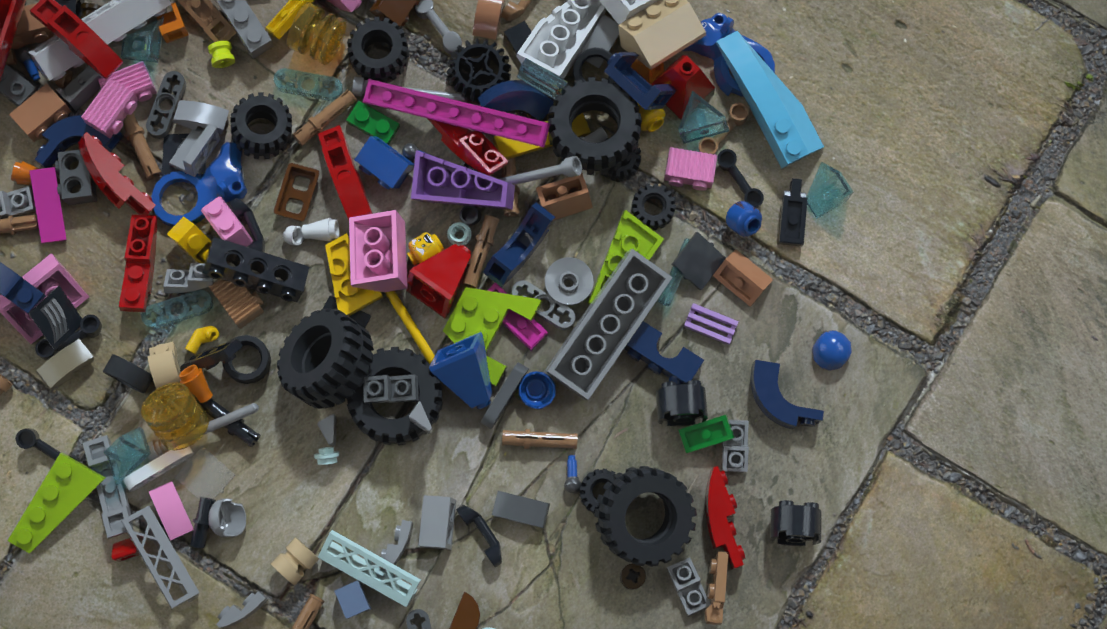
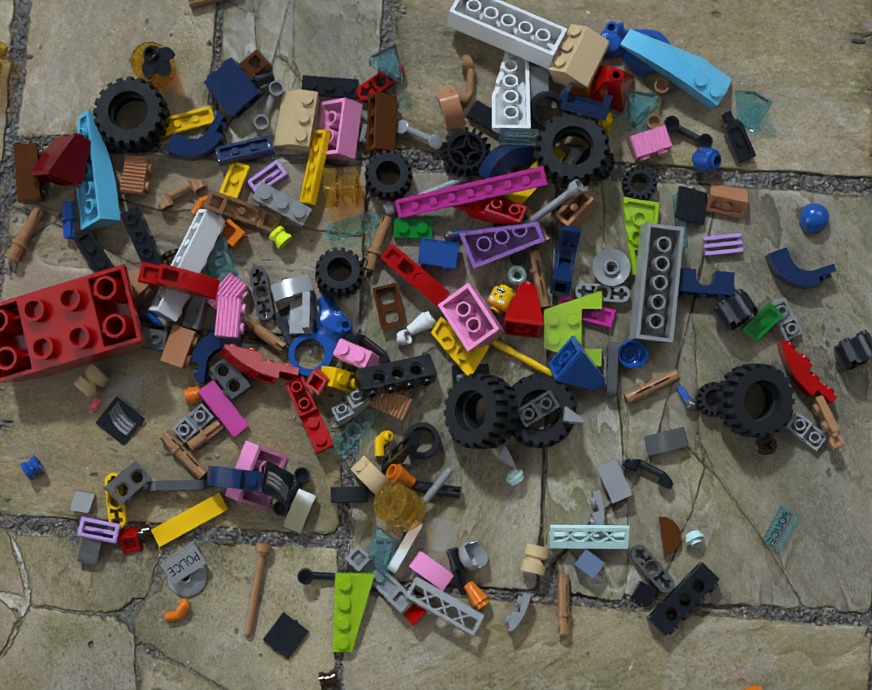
camera: 20 degrees left, 5 degrees up
(166, 229) = (317, 381): none -> red slope
(205, 568) = (476, 596): none -> orange cone

